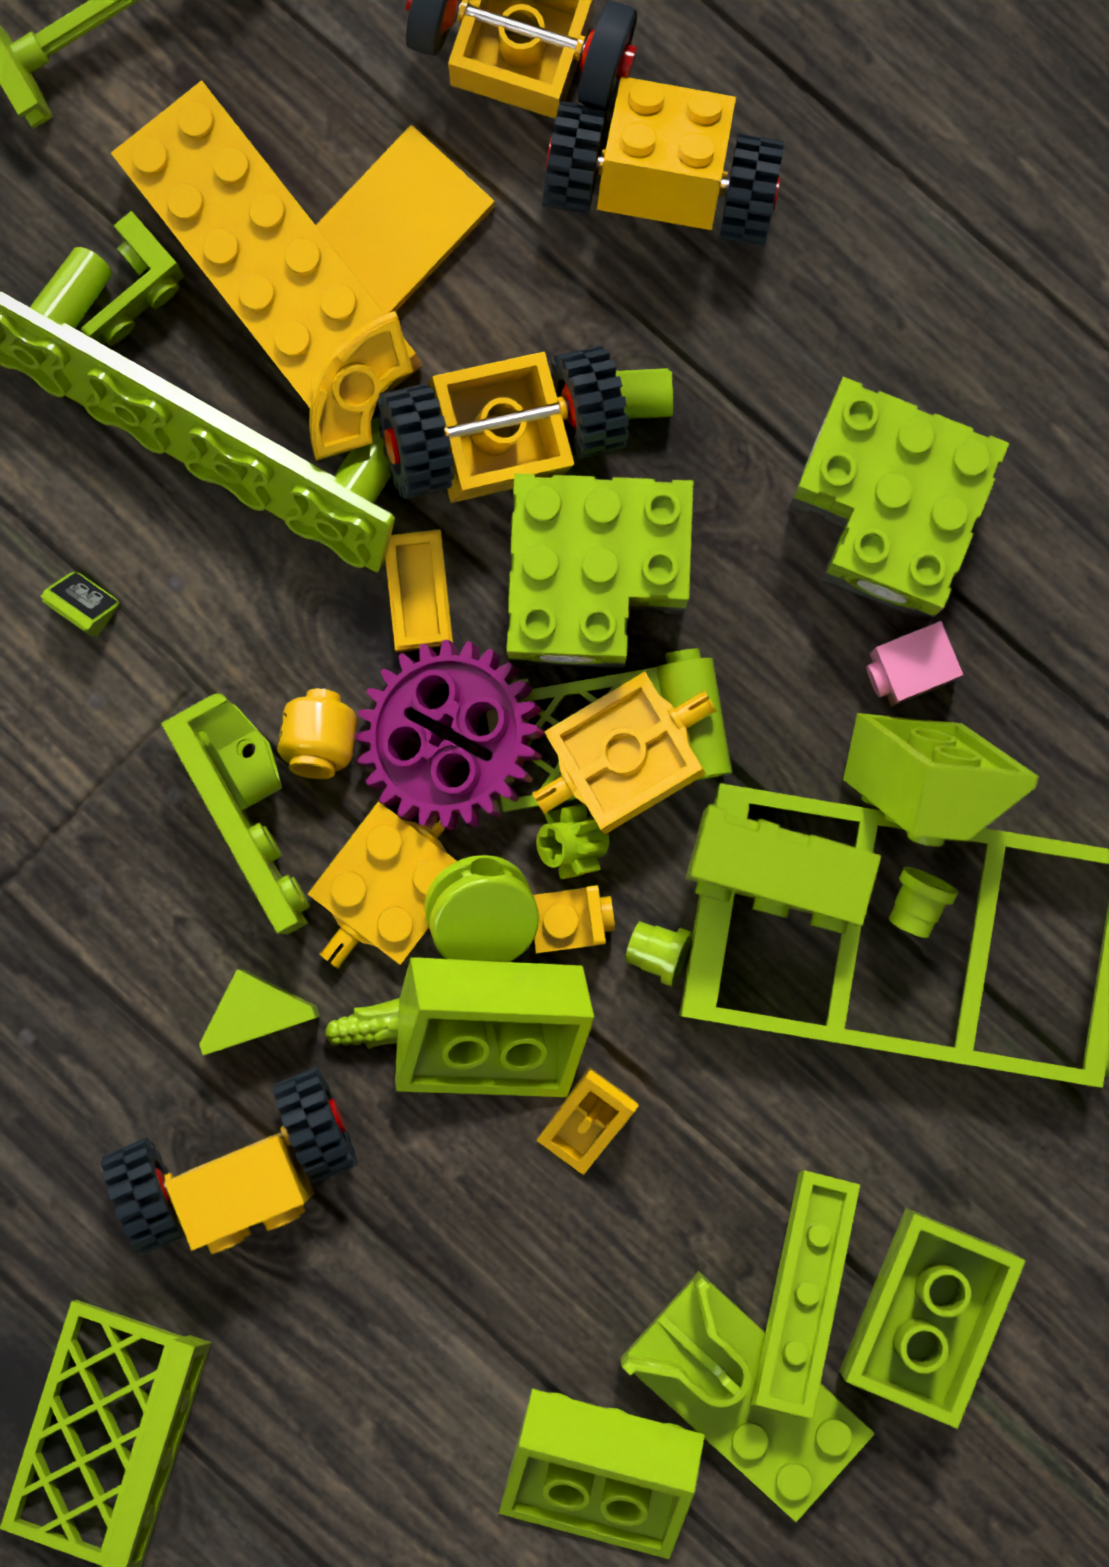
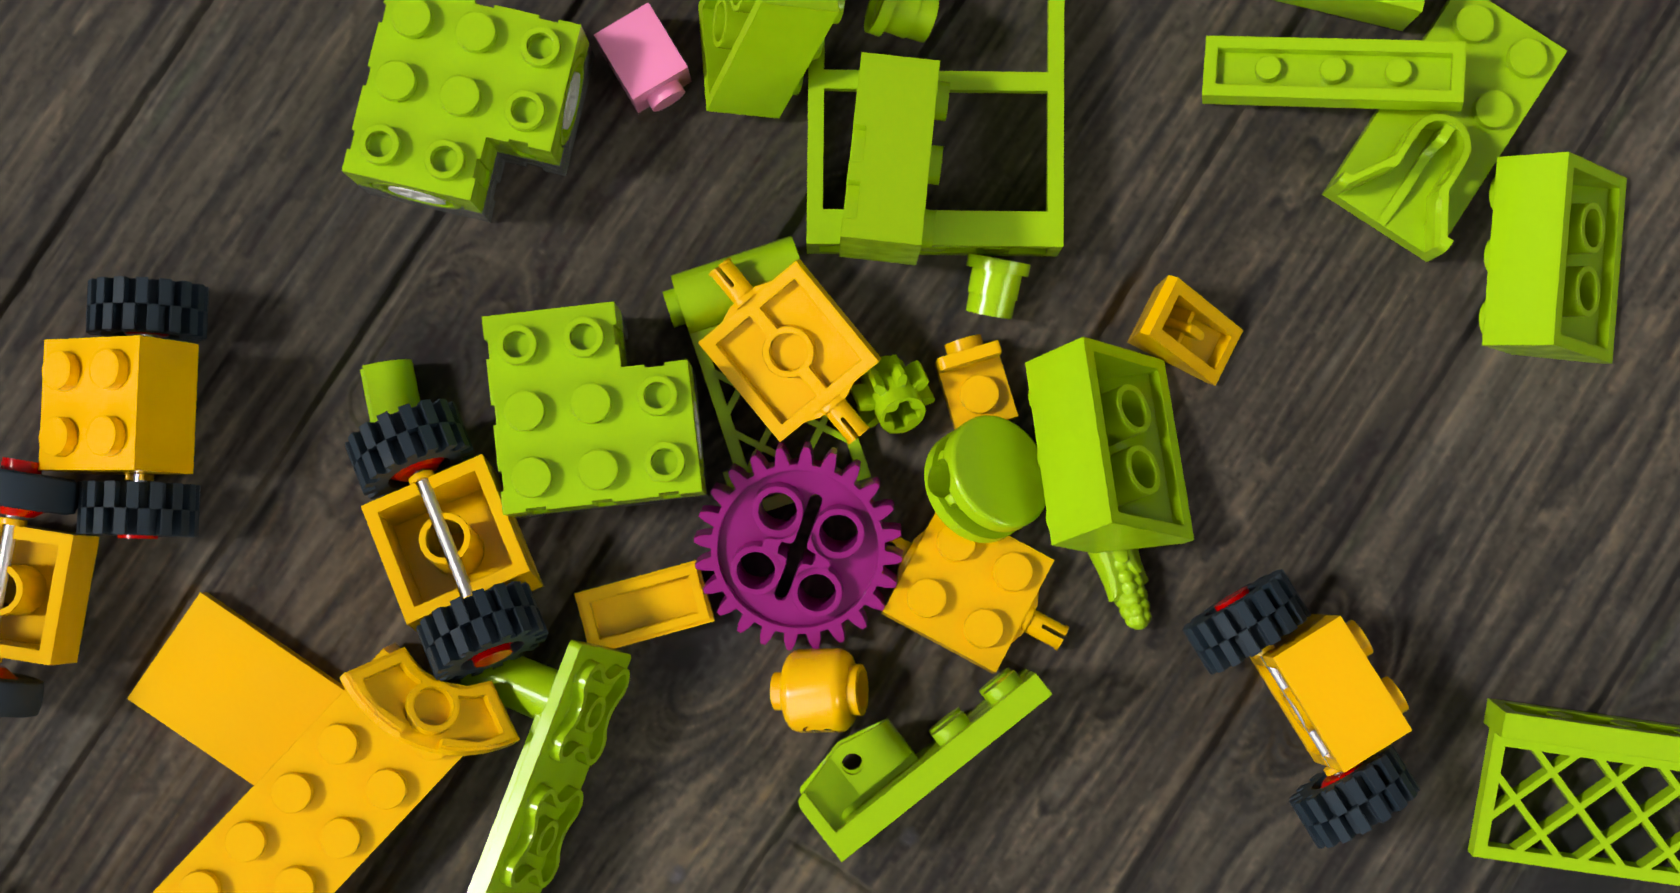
camera: 105 degrees left, 0 degrees up
(252, 1011) = (1131, 709): lime slope -> none

